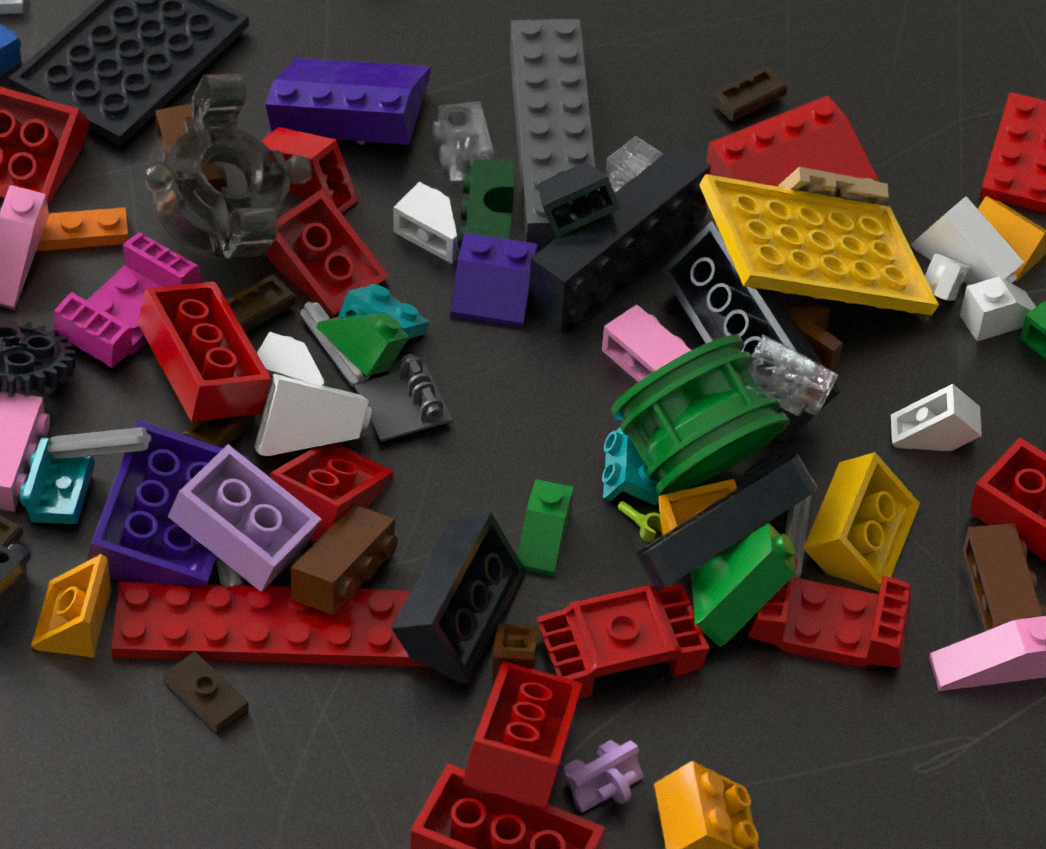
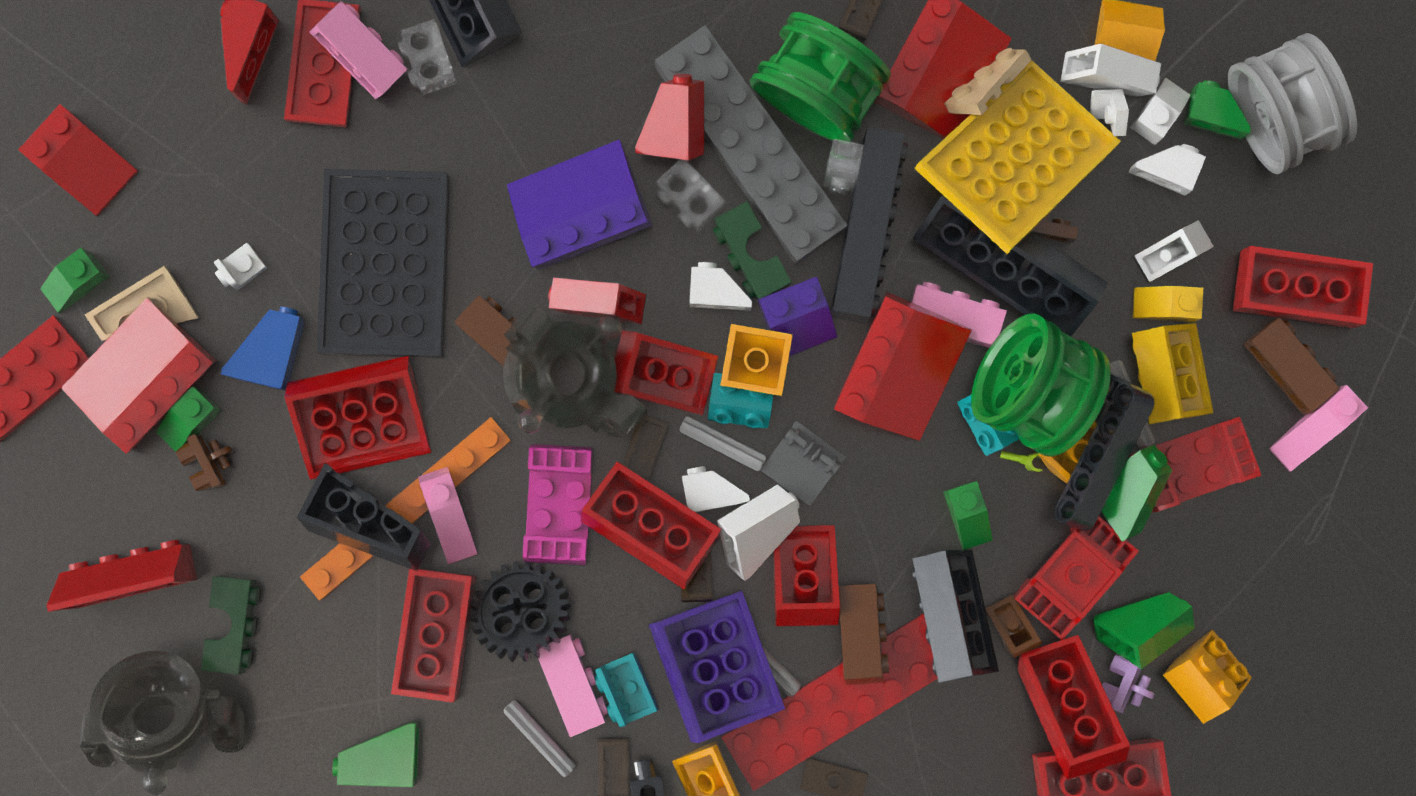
camera: 35 degrees left, 35 degrees up
(99, 443) = (644, 657): light grey axle -> none
(244, 517) = (784, 656): lavender brick -> none
(366, 339) = (746, 435): green slope -> none
(426, 281) = (756, 359): none -> light orange slope
(493, 64) = (675, 120): none -> slope
(566, 359) = (902, 367): none -> red slope
(576, 198) = (831, 237): black torso -> none
(660, 85) = (821, 77): none -> green wheel
(668, 724) = (1145, 628): none -> green slope
(791, 377) = (1082, 306): clear brick -> none
(910, 459) = (1168, 303): none -> yellow slope
(978, 355) = (1172, 168): none -> white slope

